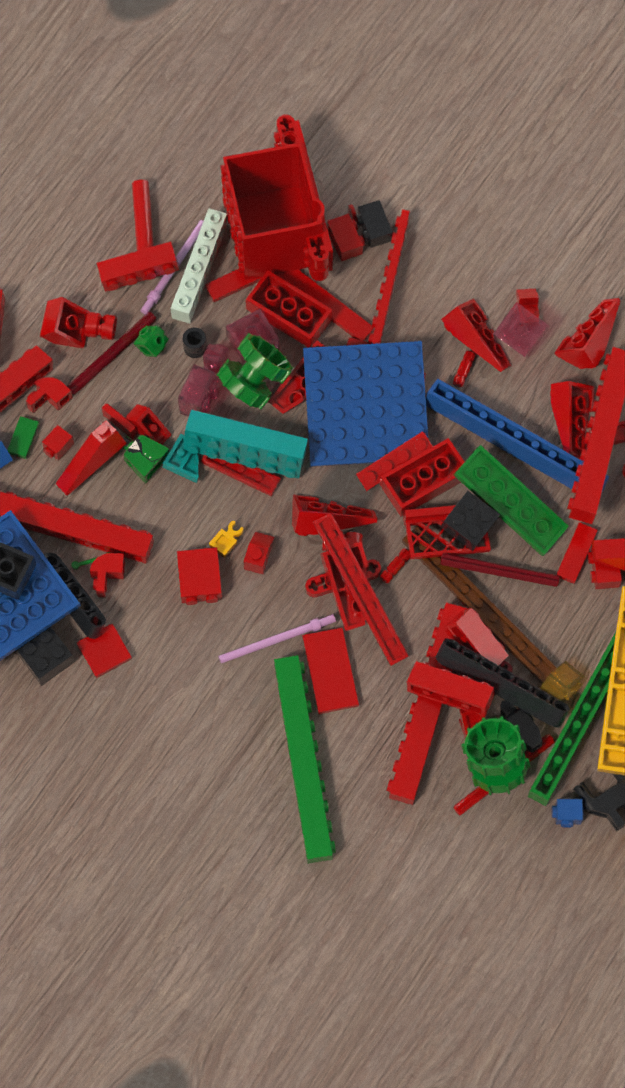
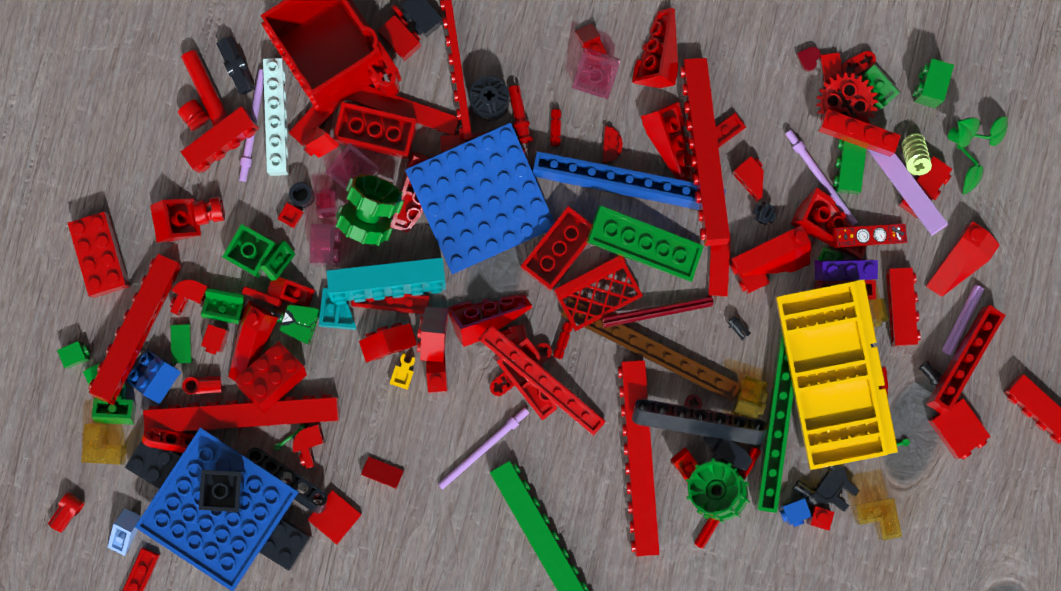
camera: 20 degrees left, 15 degrees up
(29, 481) = (205, 385): none -> red piece
(78, 415) = (223, 306): none -> green bracket
(97, 492) = (270, 376): none -> red brick
(111, 353) = (229, 231): dark red axle -> none
(122, 237) = (193, 115): none -> red piece
(124, 374) = (249, 250): none -> green brick
(147, 391) = (277, 260): none -> green plate
(151, 341) = (261, 208): green brick -> none
(168, 626) = (382, 472): none -> red slope
(176, 358) = (290, 215): none -> red plate
(179, 209) = (235, 65): none -> black piece
(199, 576) = (392, 417): red brick -> none
(222, 501) = (387, 341): none -> red brick
(230, 300) = (318, 142): none -> red slope
(269, 512) = (432, 334): none -> red brick
(330, 670) = (541, 459): red tile -> none
(371, 474) = (526, 243): red plate -> none
(406, 326) = (499, 102): none -> black wheel
(432, 353) = (520, 124): none -> red pin
(450, 688) = (656, 445): red brick -> none
(469, 326) = (548, 87): red wedge -> none
(470, 520) = (616, 279): black brick -> none
(475, 635) = (661, 386): brick -> none
(513, 403) = (612, 145): none -> red tile
(574, 612) = (738, 326): none -> black pin
(591, 827) = (821, 518): none -> red brick

